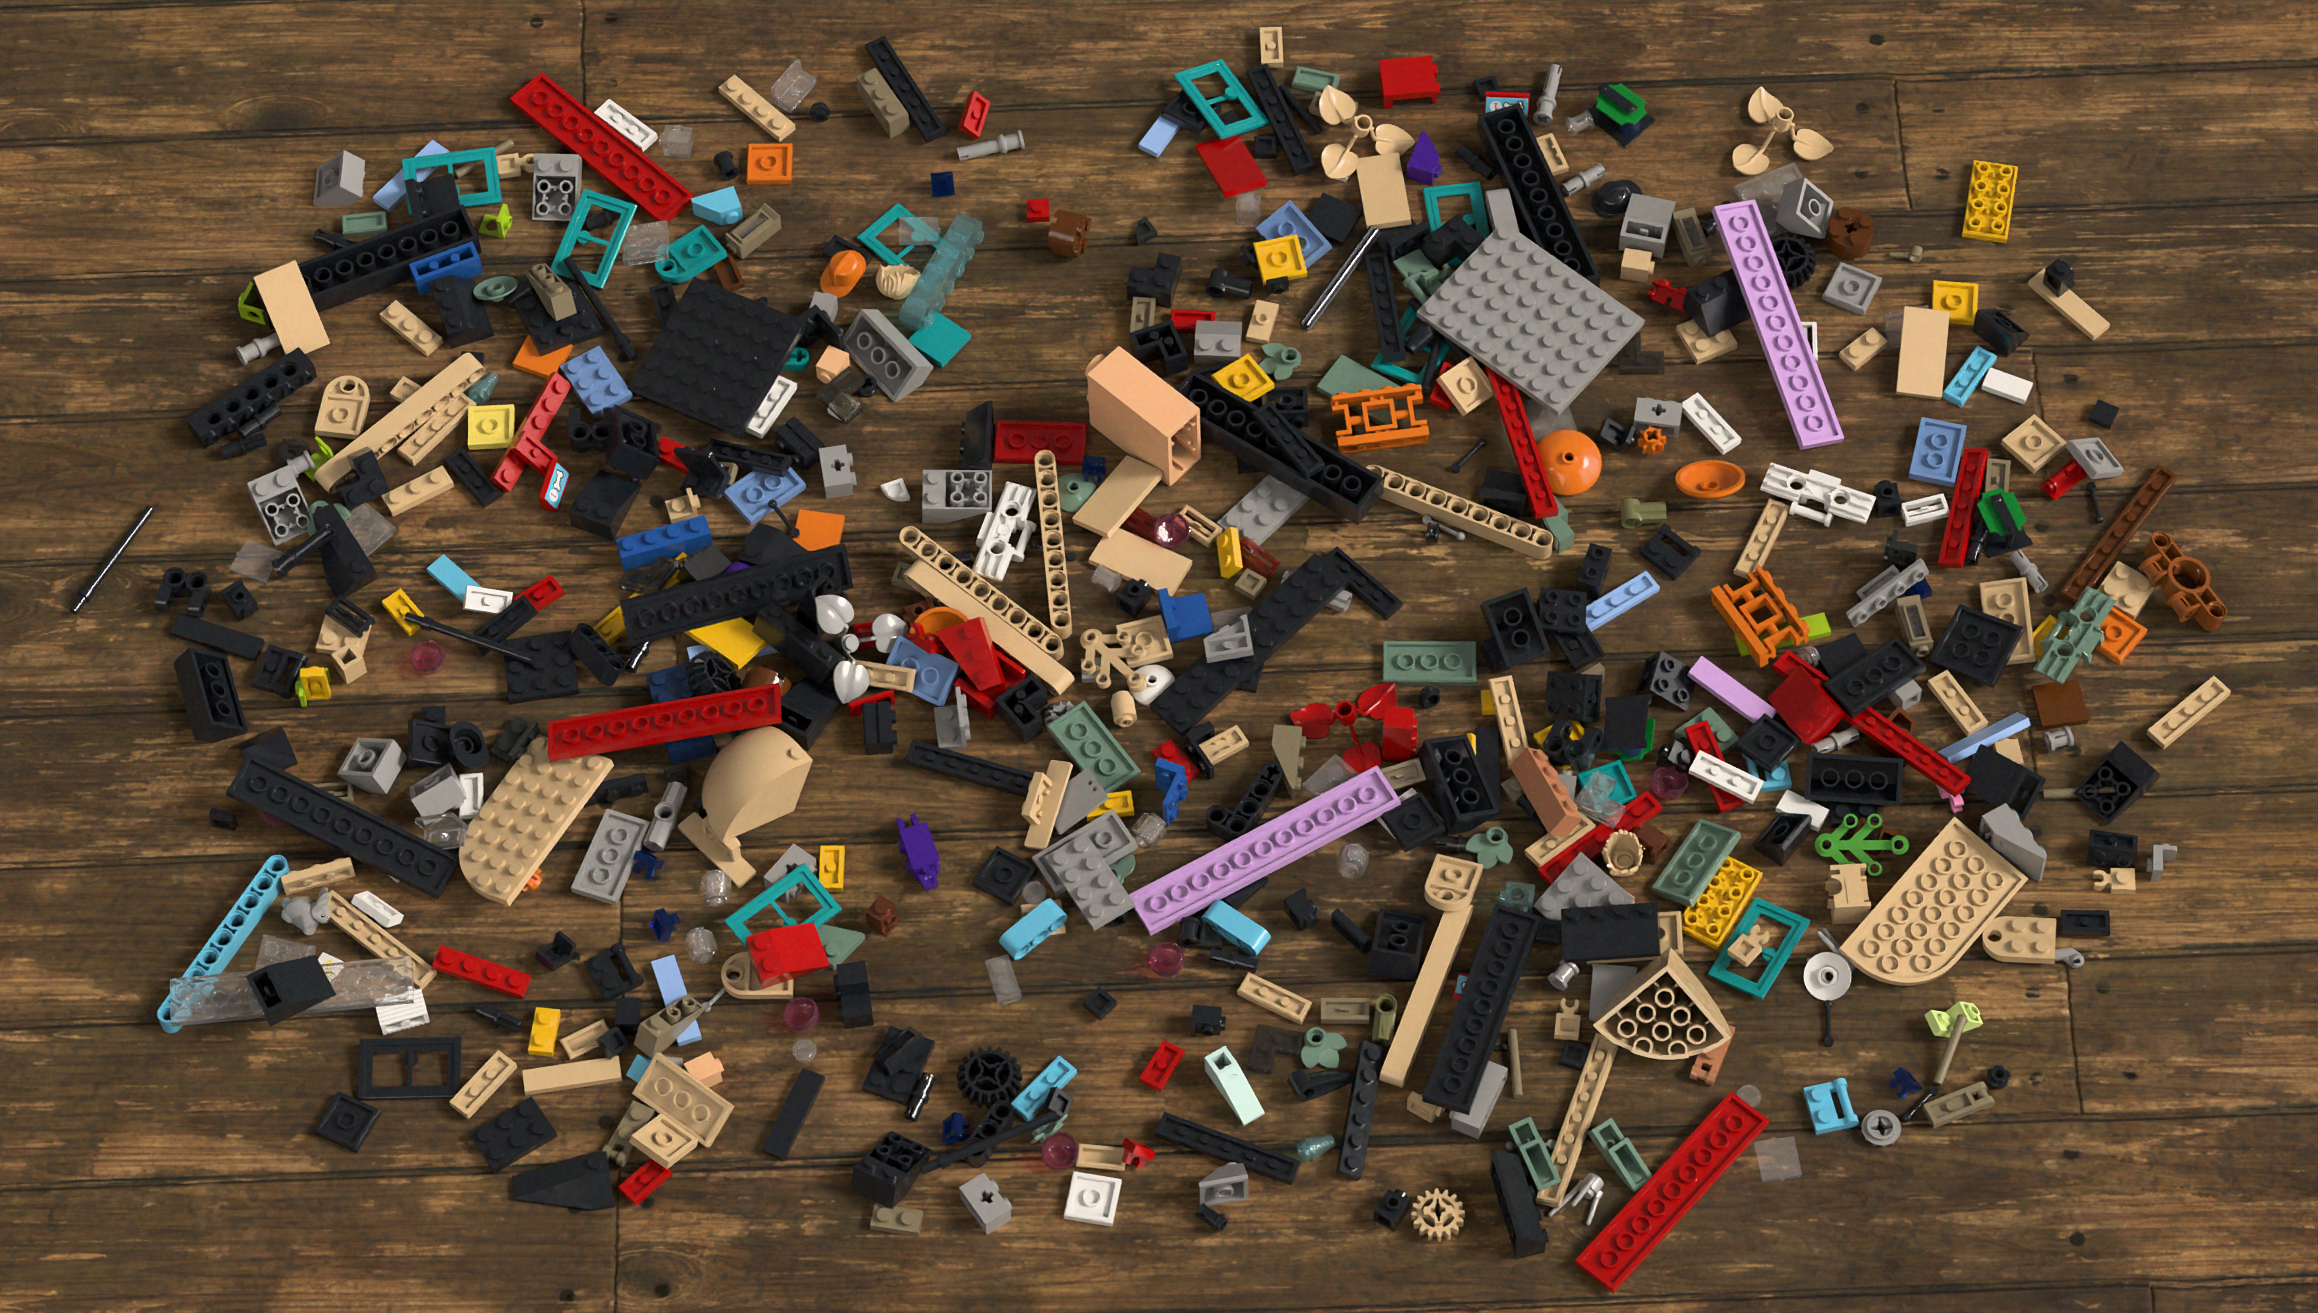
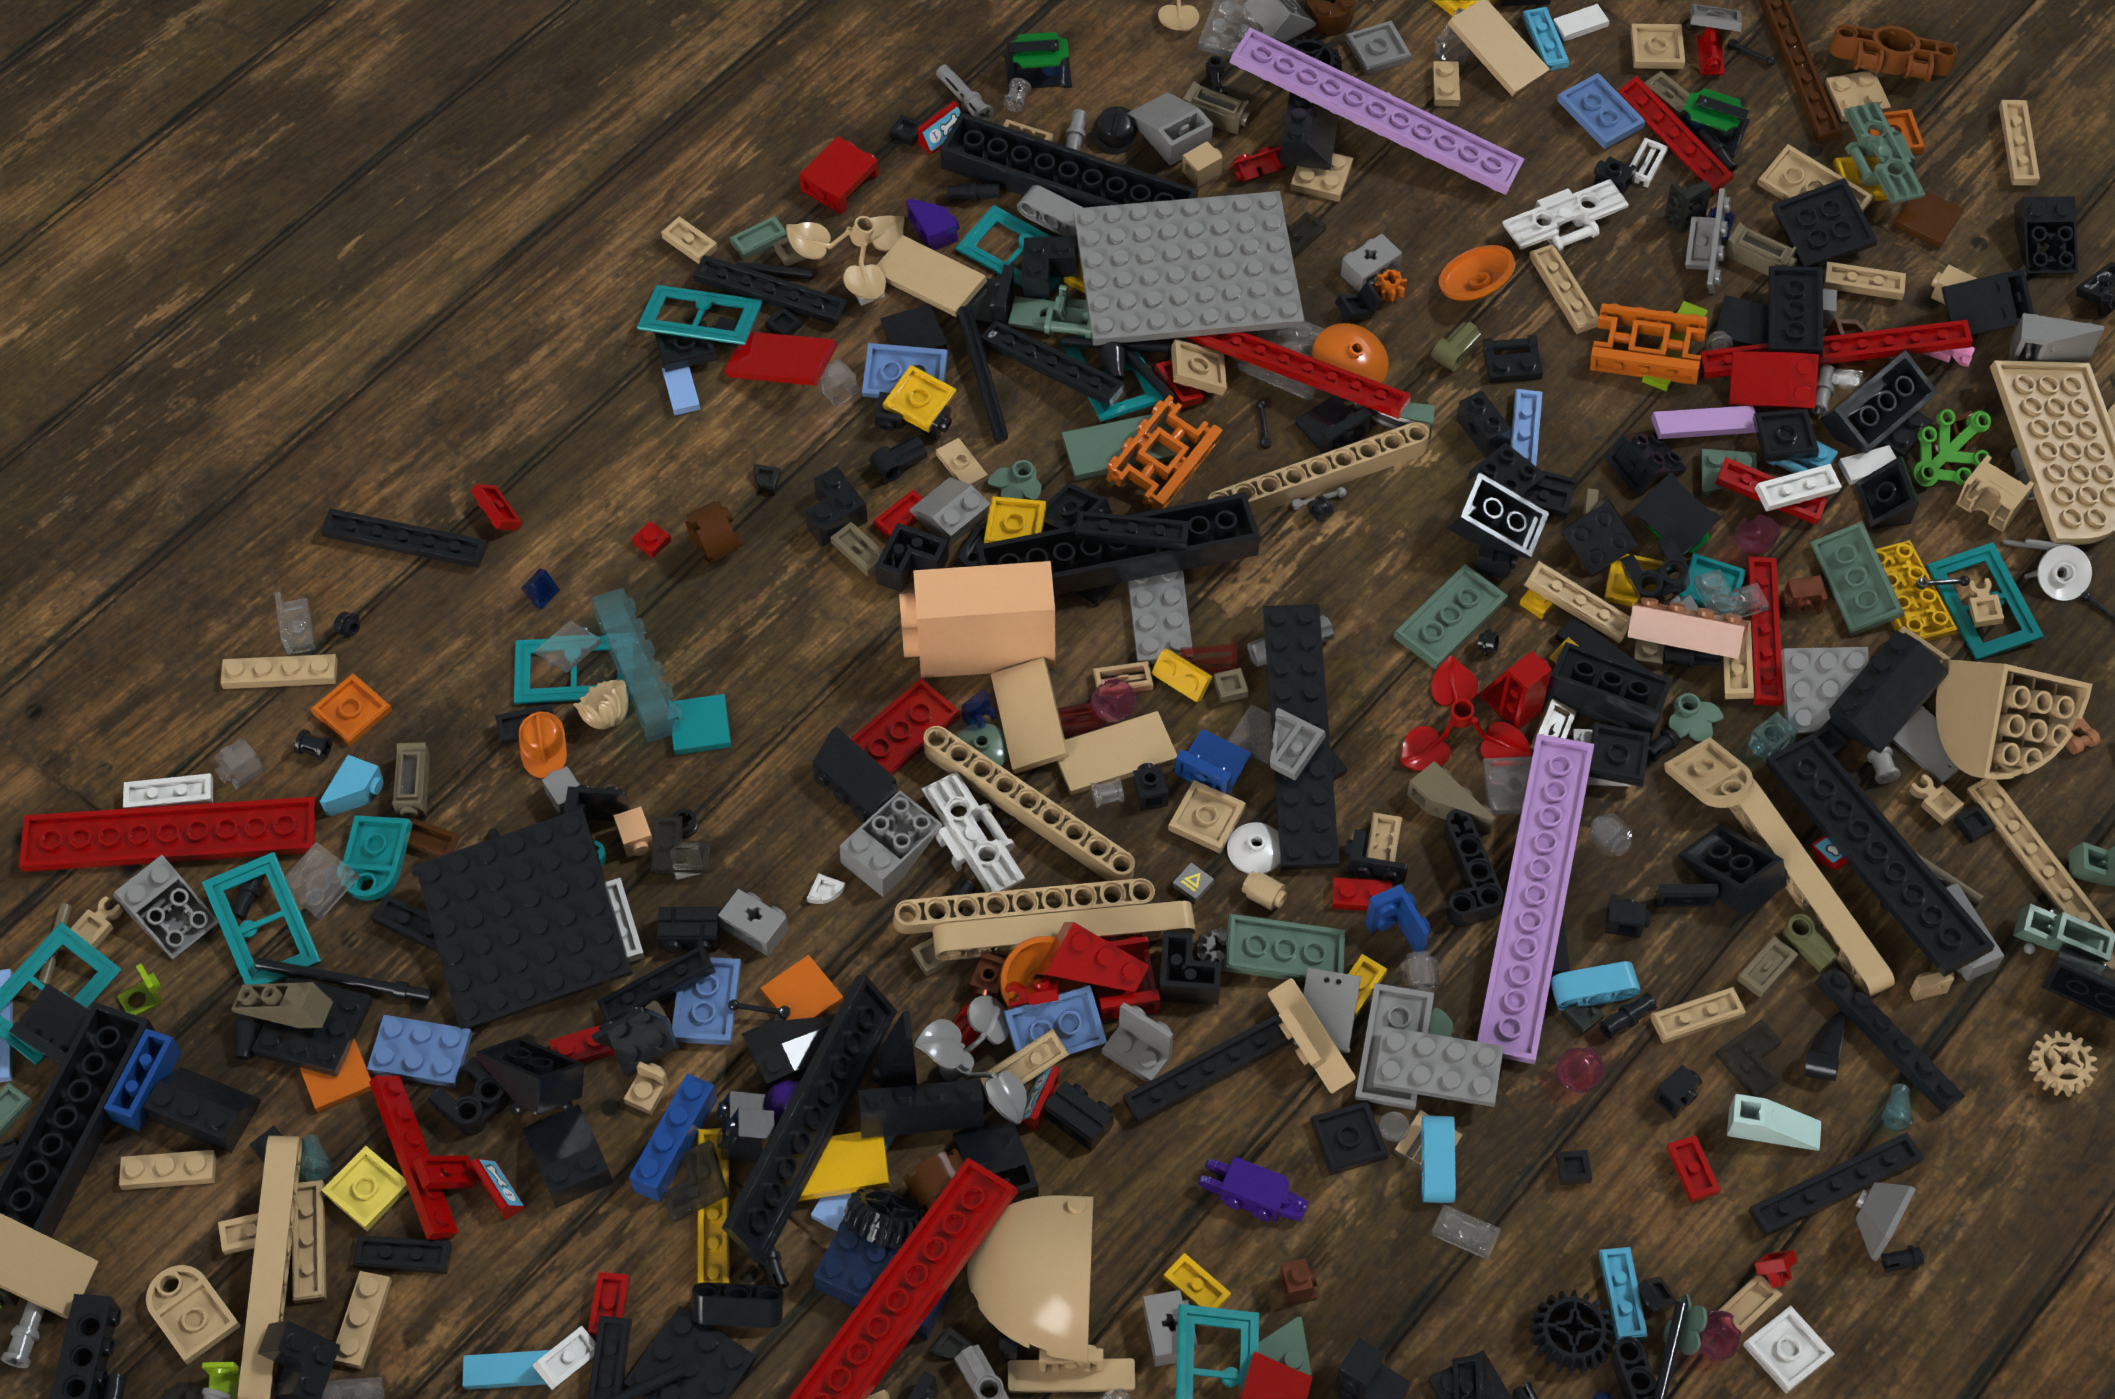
camera: 50 degrees left, 0 degrees up
(495, 288) = (215, 1053): sand green dish -> none
(883, 103) = (399, 565): dark tan brick -> none
(885, 354) = (673, 778): light grey slope -> none
(1001, 144) = (550, 512): light grey pin -> none
(1112, 657) = (1200, 855): tan plant -> none
(1189, 930) = (1563, 1028): black bush -> none
(1324, 1051) = (1793, 1021): sand green plate -> none
(1364, 584) = (1331, 600): black tile -> none
(1388, 1215) = (2019, 1104): black brick -> none
(1622, 853) = (1803, 622): tan hair -> none
(1676, 755) = (1732, 509): black bracket -> none
(1710, 423) = (1416, 234): white plate -> none
(1728, 900) = (1922, 583): none -> black hinge
(1857, 746) = (1847, 378): none -> clear plate
(1986, 736) = (1918, 286): light blue tile -> none
(2029, 571) = (1778, 139): light grey pin -> none
(2058, 738) = (1967, 243): light grey bush -> none

